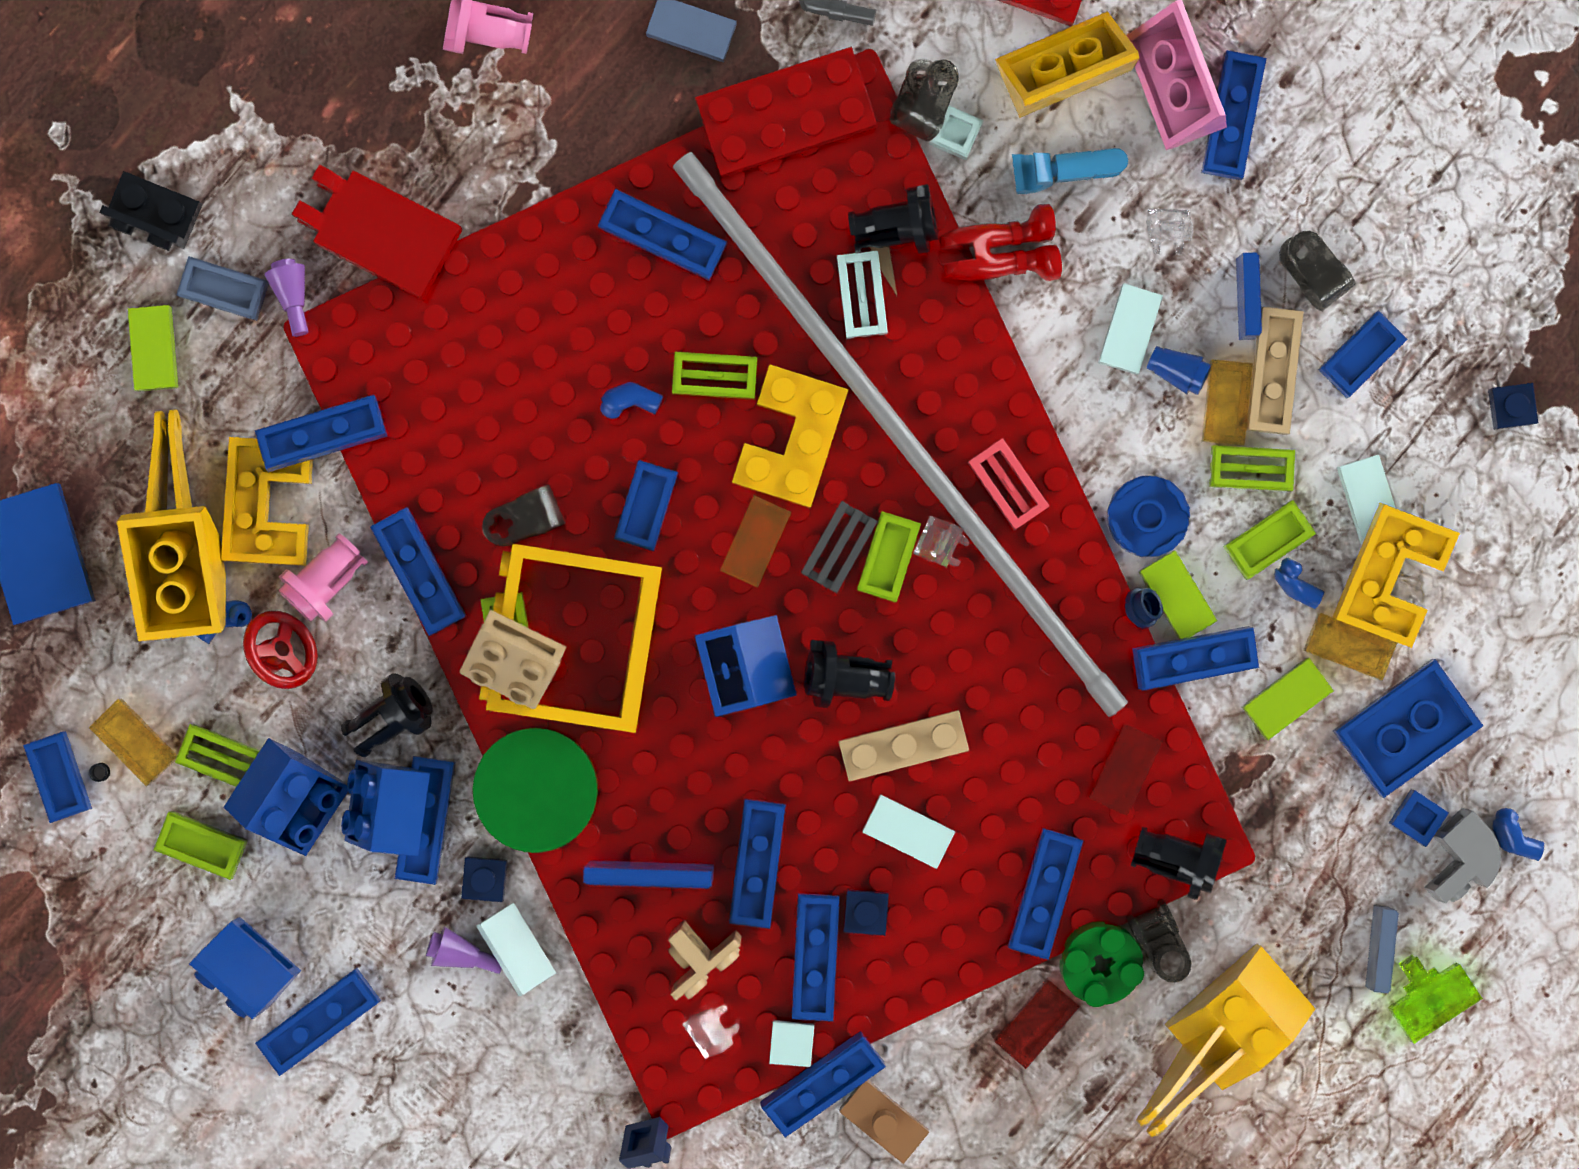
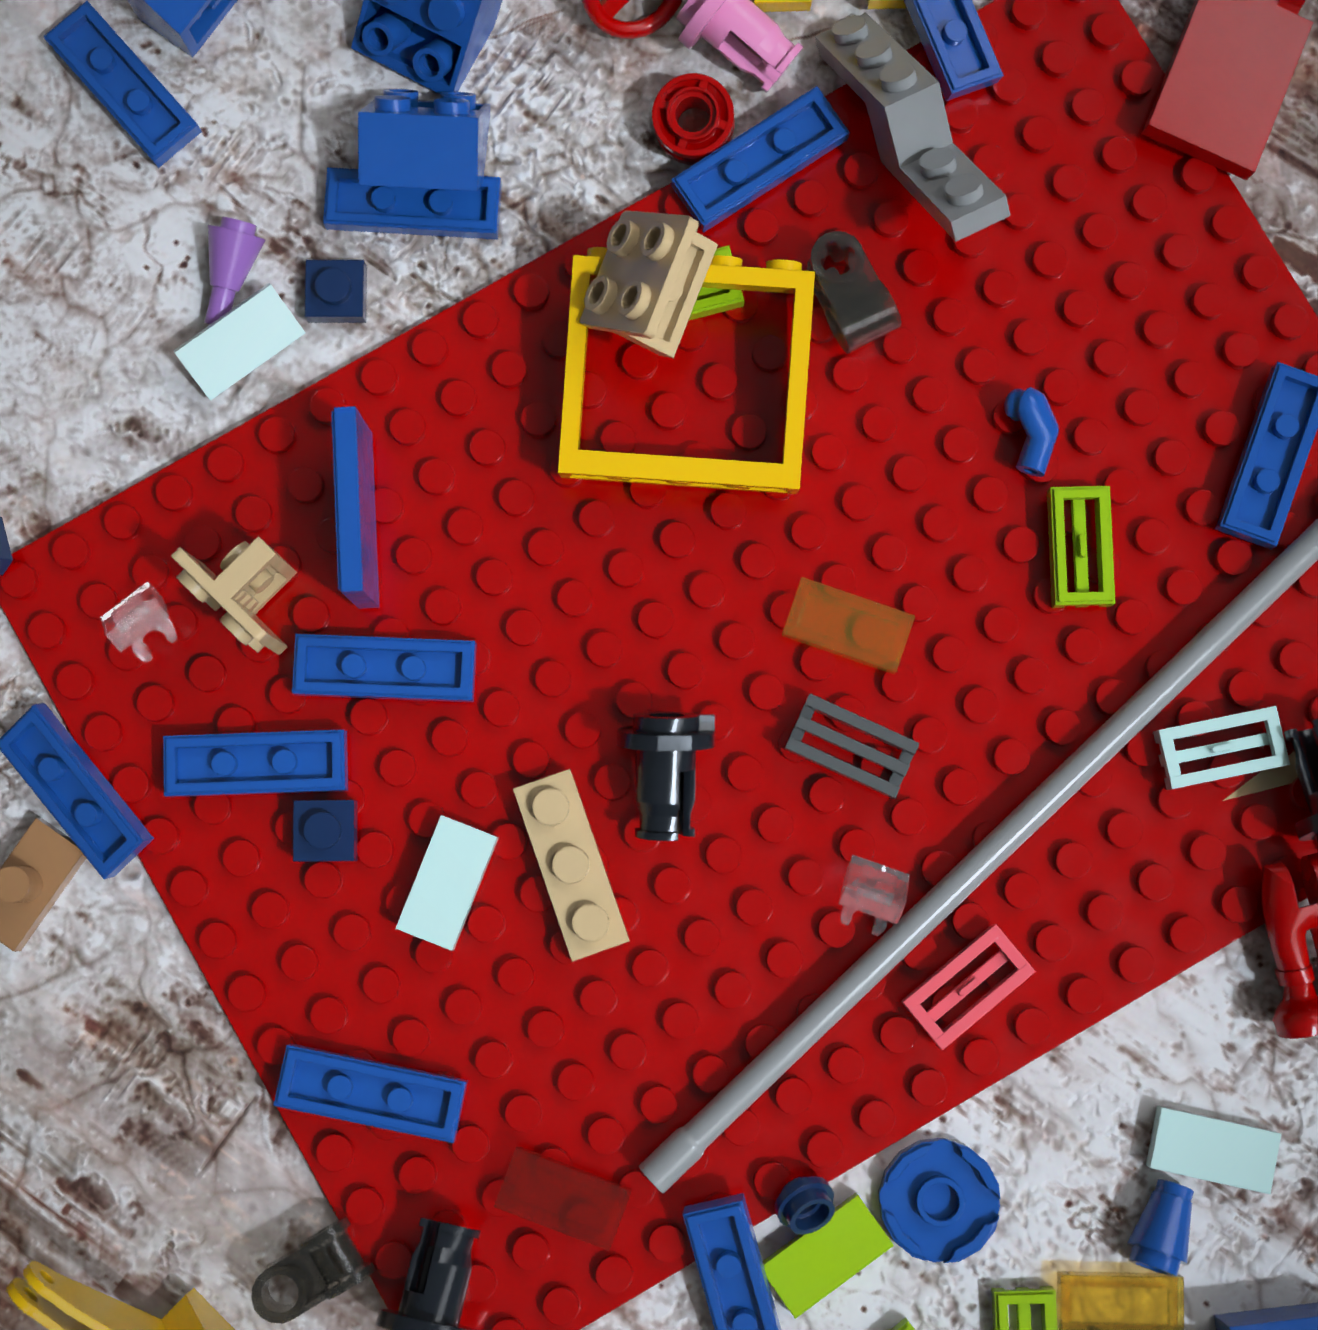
camera: 90 degrees right, 5 degrees down
(384, 635) = (689, 92): none -> red wheel
(402, 708) = (568, 151): black piece -> none
(409, 465) = (912, 126): none -> light grey bracket
(535, 790) = (465, 345): green tile -> none
(646, 505) = (884, 466): blue tile -> none
(745, 665) = (668, 622): blue slope -> none
(791, 1043) = (128, 739): light aqua tile -> none
(817, 413) = (1041, 697): yellow plate -> none
(888, 556) = (844, 819): lime tile -> none
(1036, 1023) = (182, 1096): clear red tile -> none
(1108, 986) = (241, 1194): green plate -> none

